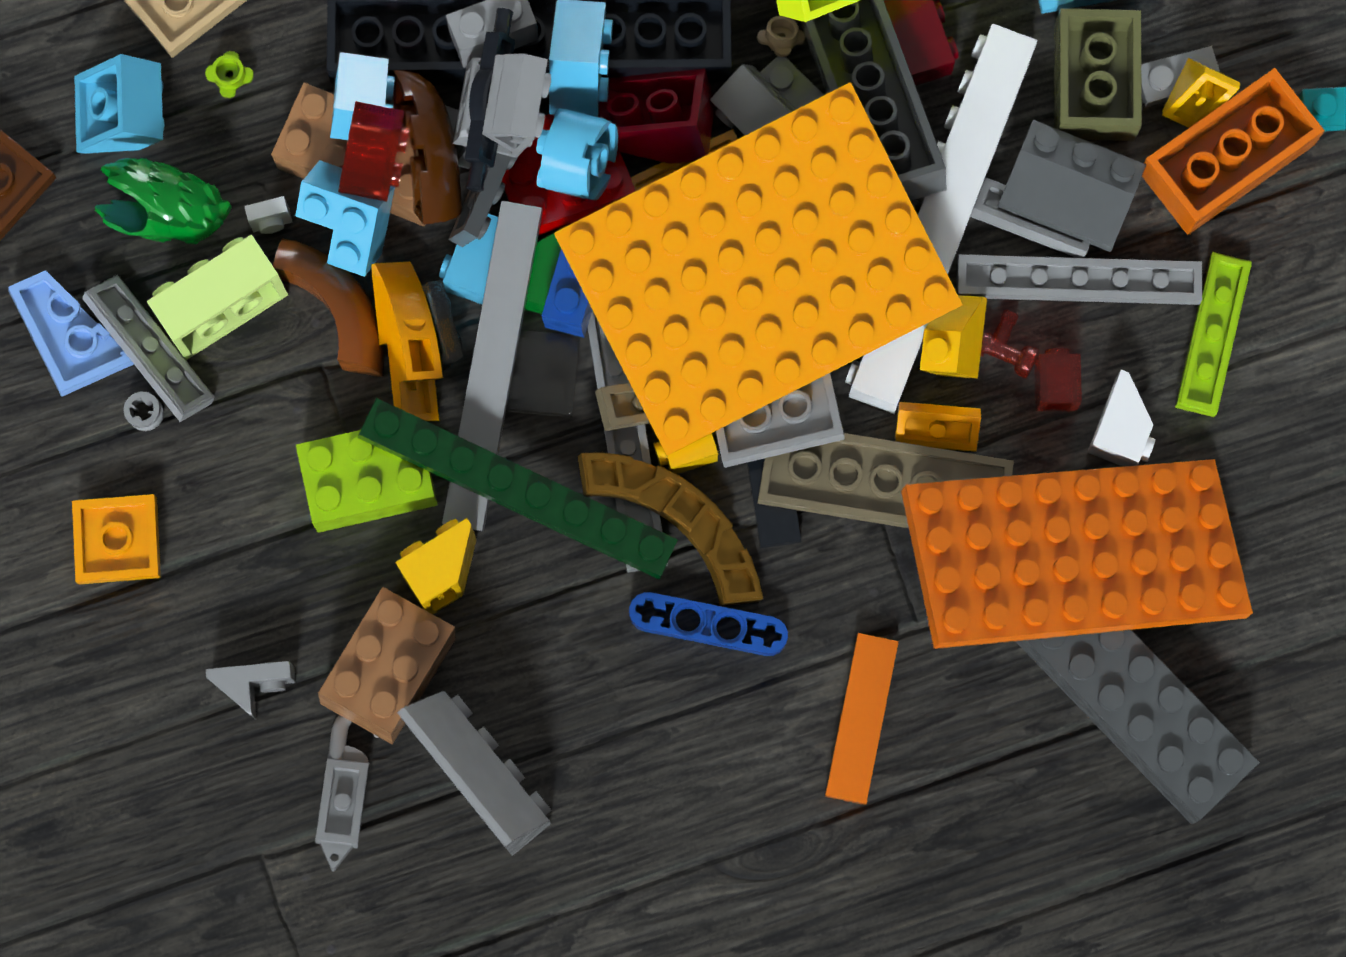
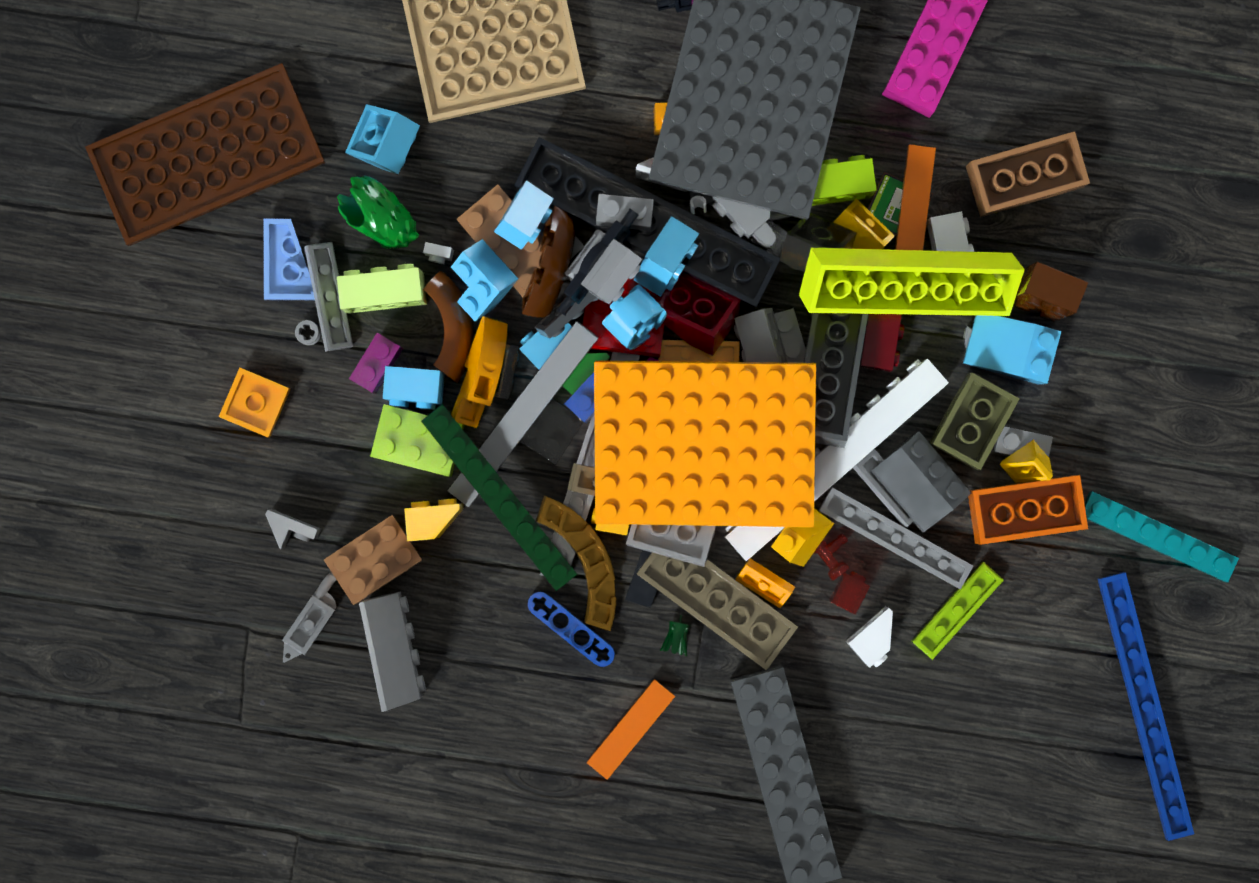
camera: 25 degrees right, 10 degrees up
(224, 64) = (451, 147): lime plate -> none
(258, 401) = (371, 368): none -> magenta brick
(324, 401) = (413, 386): none -> medium azure brick
(372, 150) = (513, 255): clear red brick -> none
(781, 35) = (791, 295): tan plate -> none
(856, 553) = (677, 637): none -> dark green piece
(1074, 553) = (801, 703): orange plate -> none

